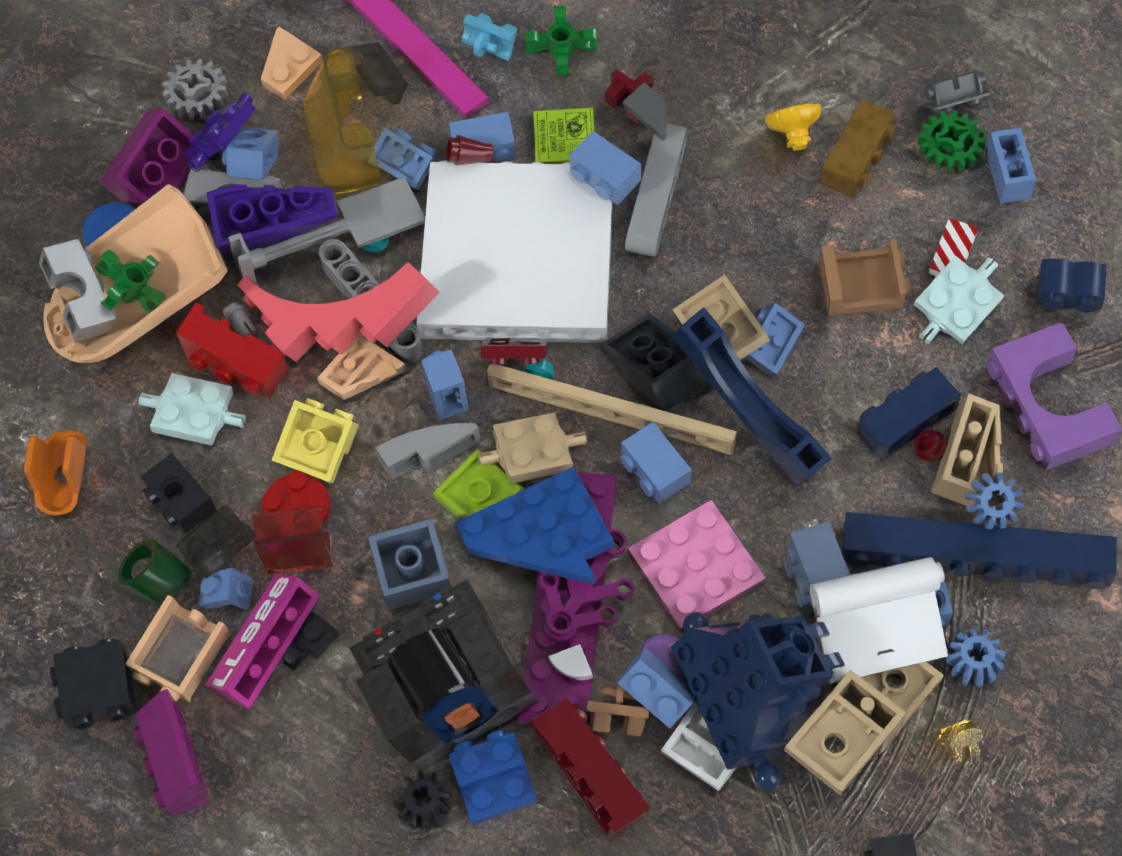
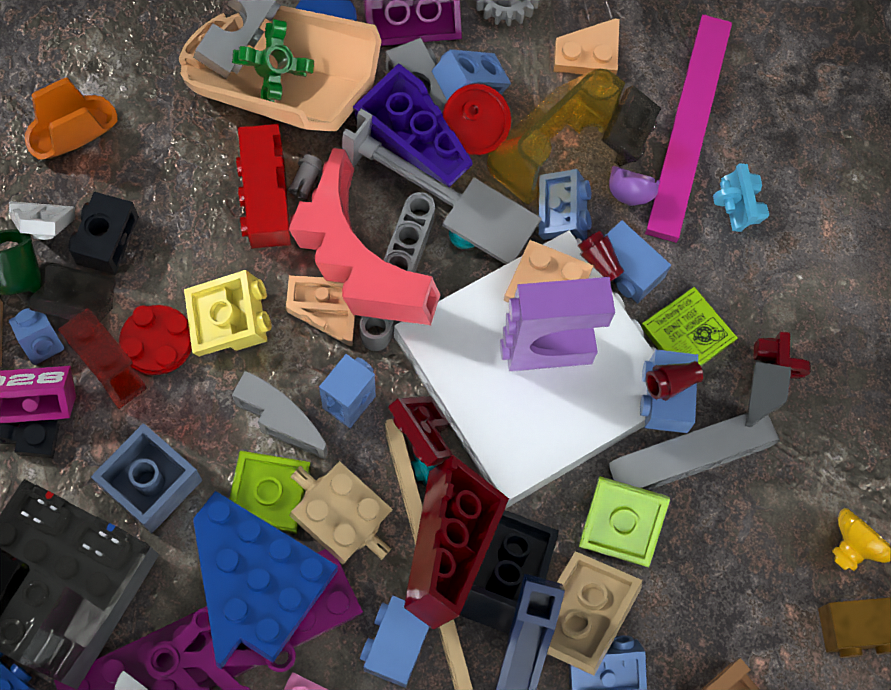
camera: 45 degrees right, 5 degrees up
(132, 530) = (41, 220): none -> white wing
(192, 409) = (196, 192): light aqua plate -> none
(218, 132) = (483, 36): dark purple plate -> none
(292, 164) = (478, 118): none -> red piece
(425, 102) = (632, 187): none -> medium lavender hair
(456, 196) = (546, 265): none -> light nougat wing
(503, 203) = (556, 323): none -> medium lavender arch
(561, 40) = (796, 256): green pin -> none
(600, 157) = (671, 379): none -> dark red cone
(611, 373) = (451, 540): none -> dark red wedge
(674, 263) = (624, 521): none -> lime tile

